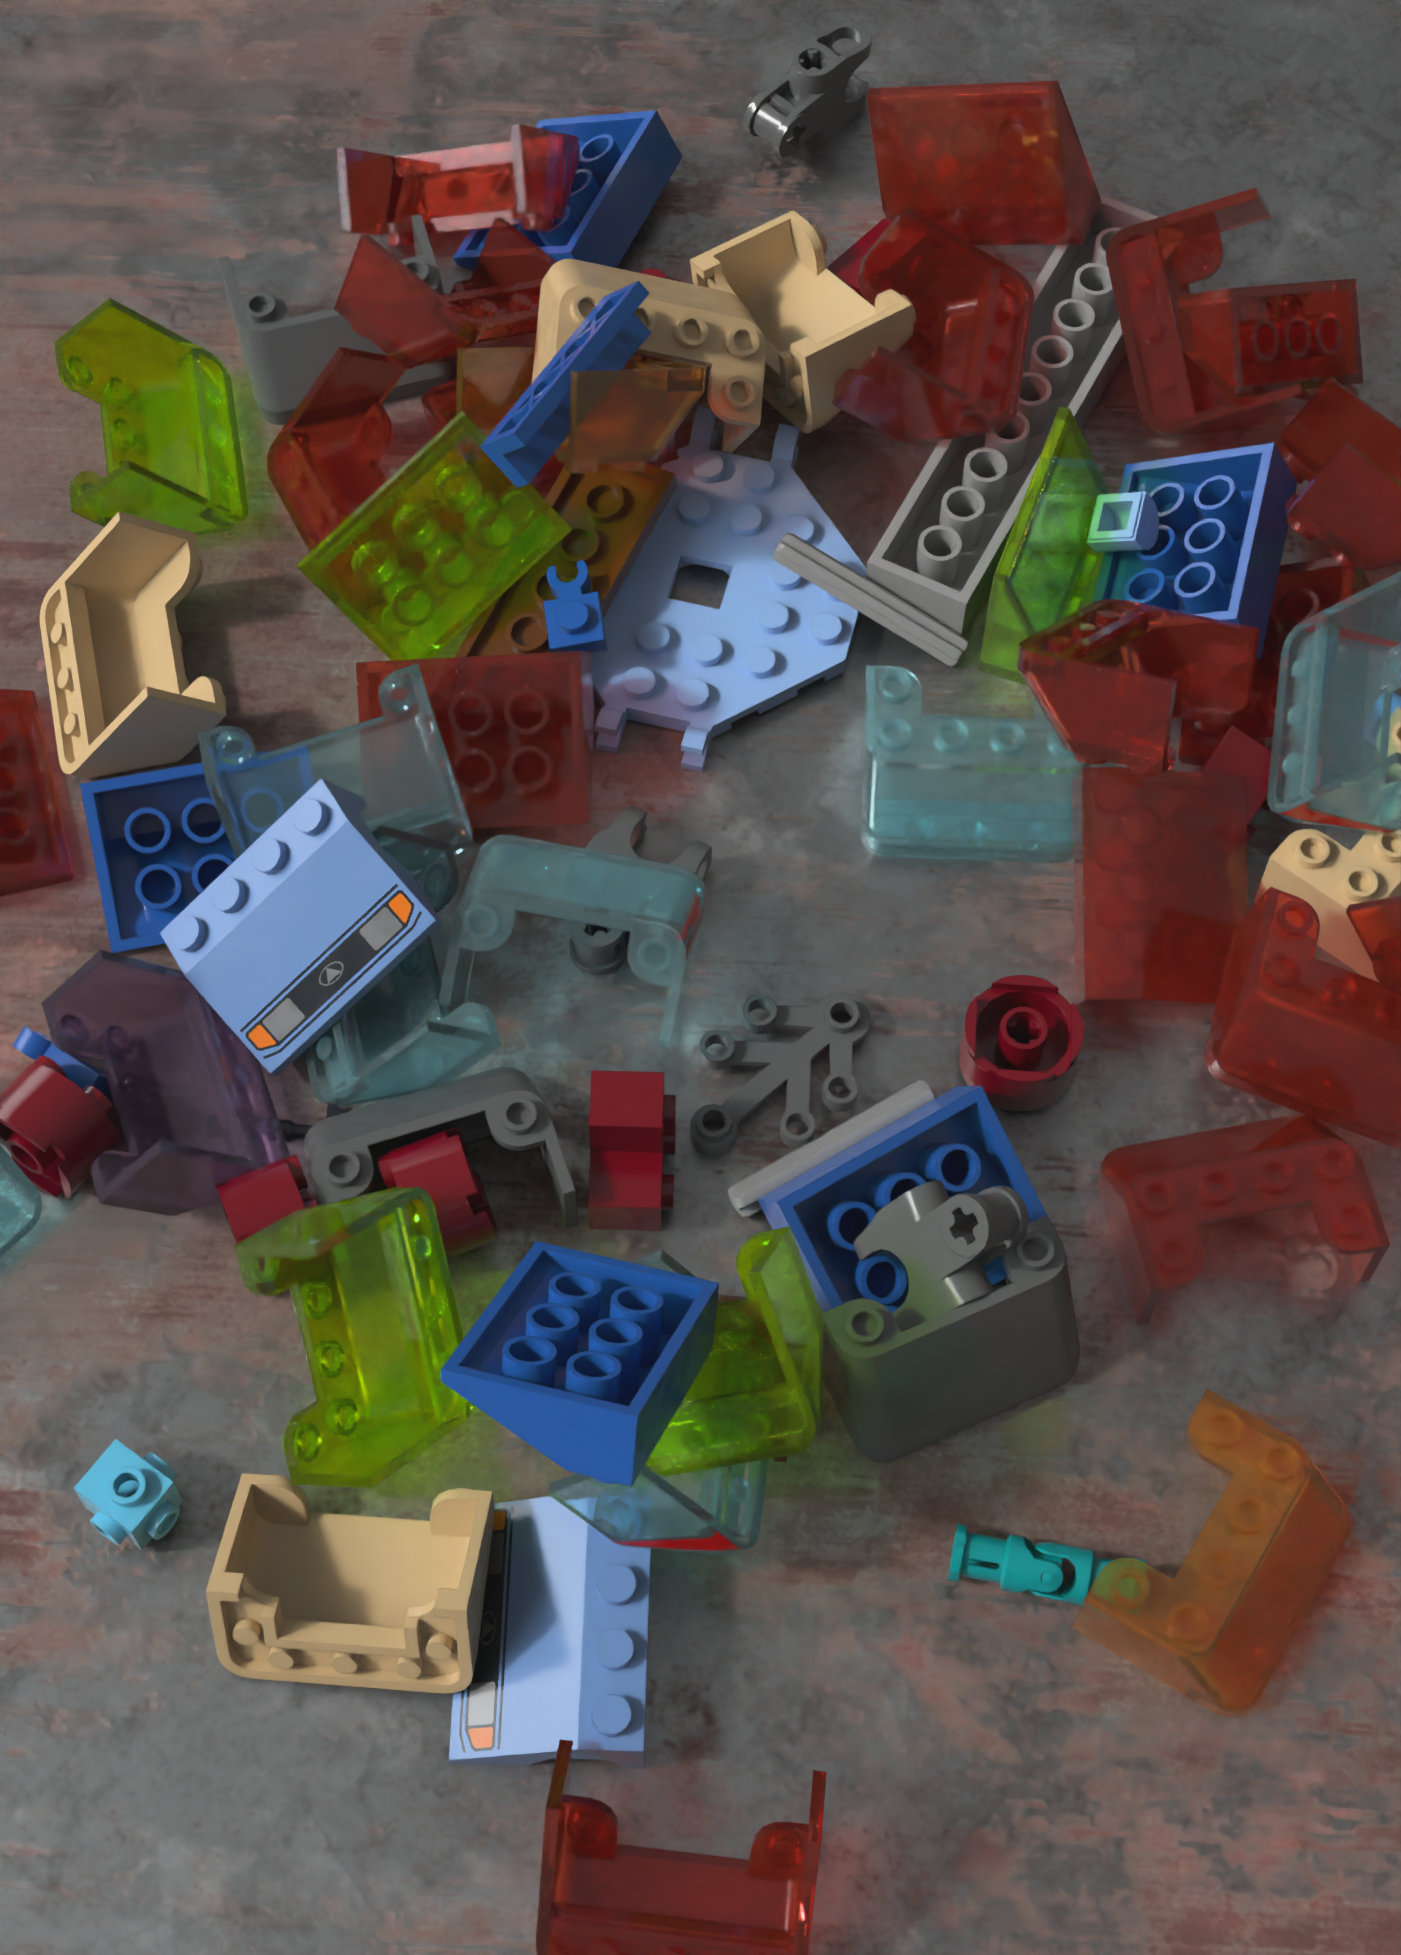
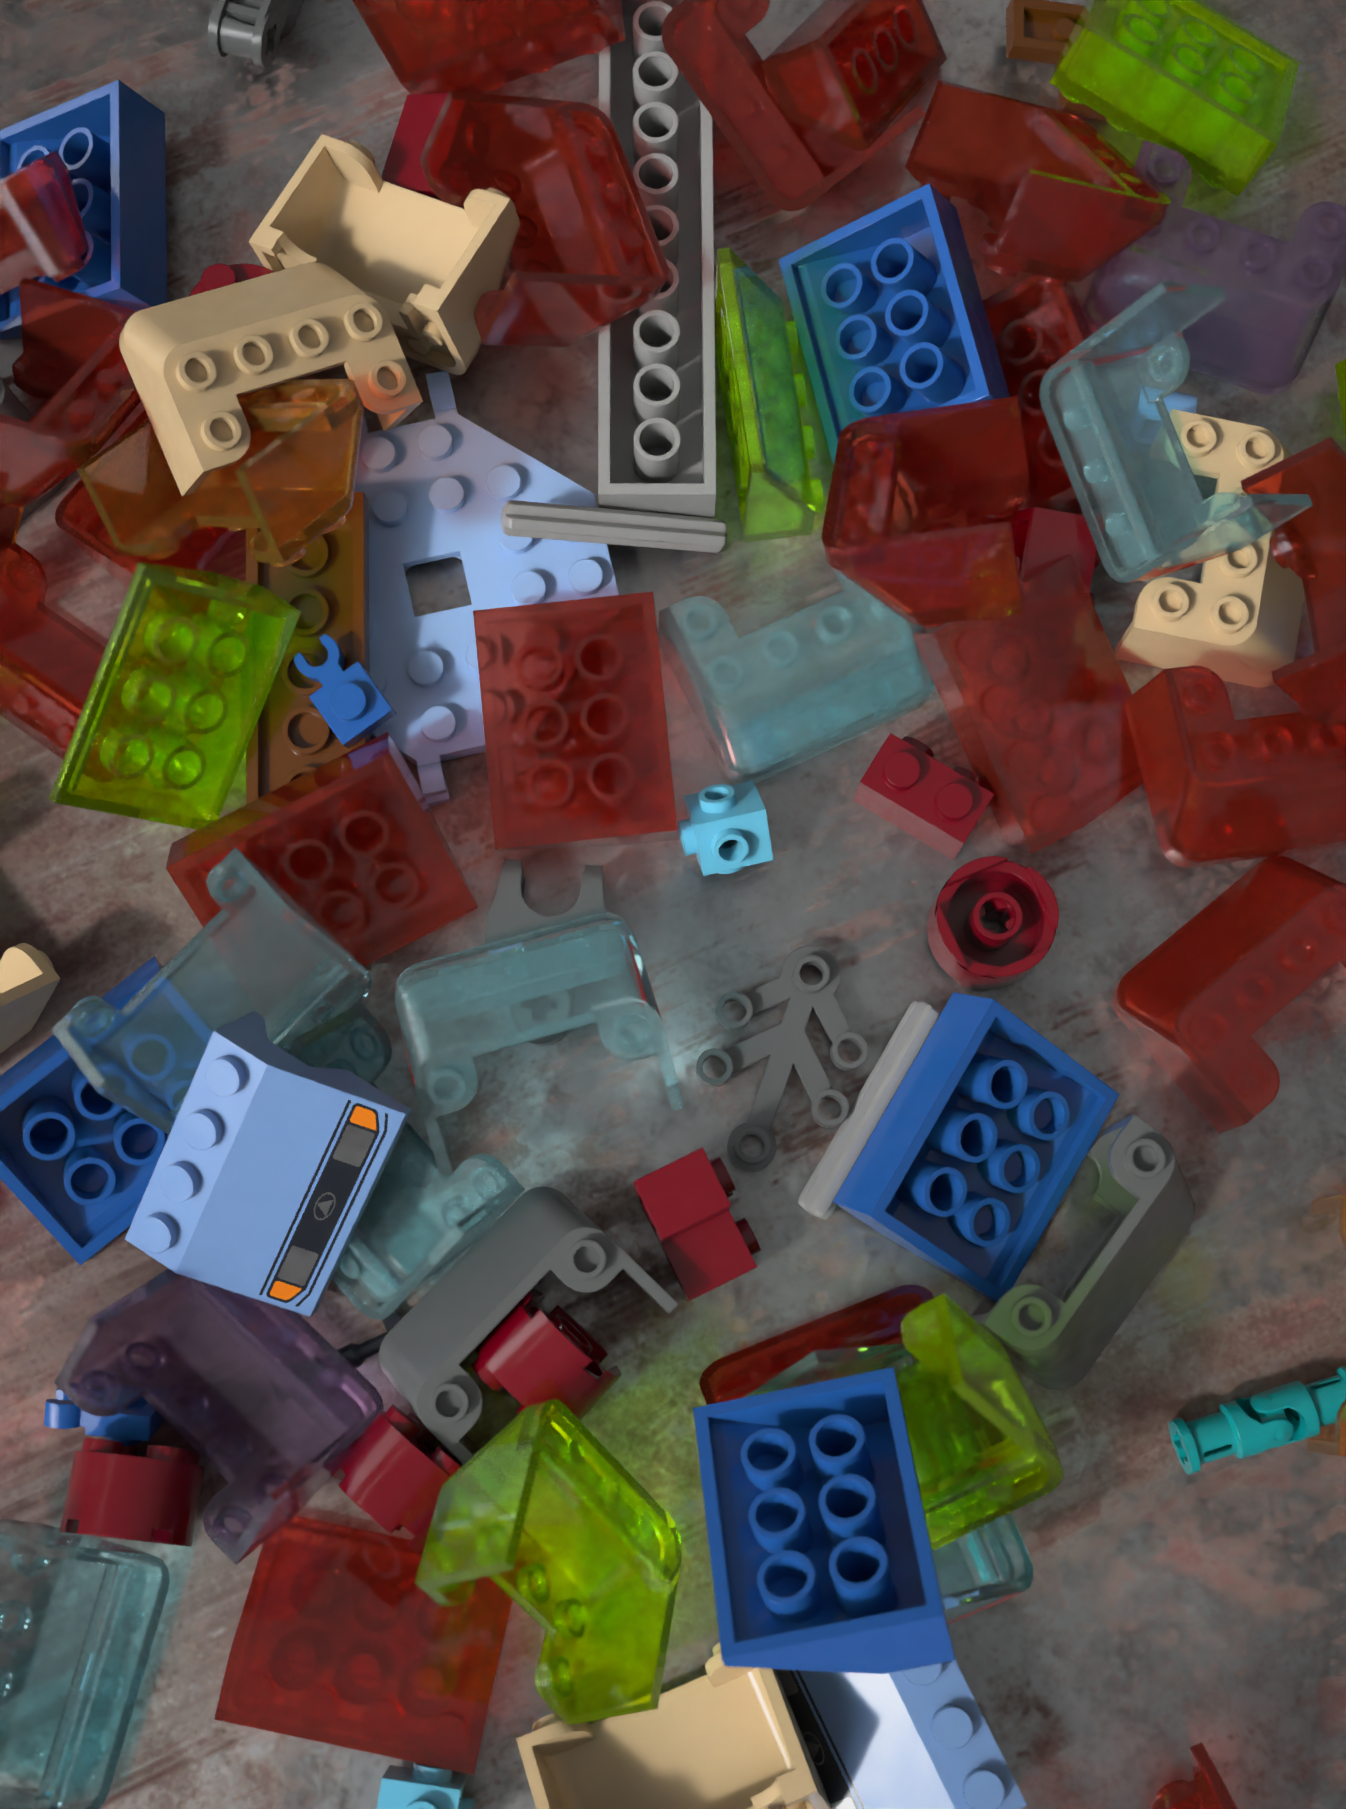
camera: 30 degrees left, 15 degrees up
(167, 1350) = (358, 1654): none -> clear red slope
(542, 414) = (229, 433): blue fence -> none
(752, 728) = (576, 723): none -> clear red slope
(831, 866) = (726, 828): none -> medium azure brick
(944, 1244) = (1056, 1193): dark grey piece -> none
(1017, 919) = (923, 794): none -> dark red brick
(1124, 523) = (819, 332): light blue brick -> none

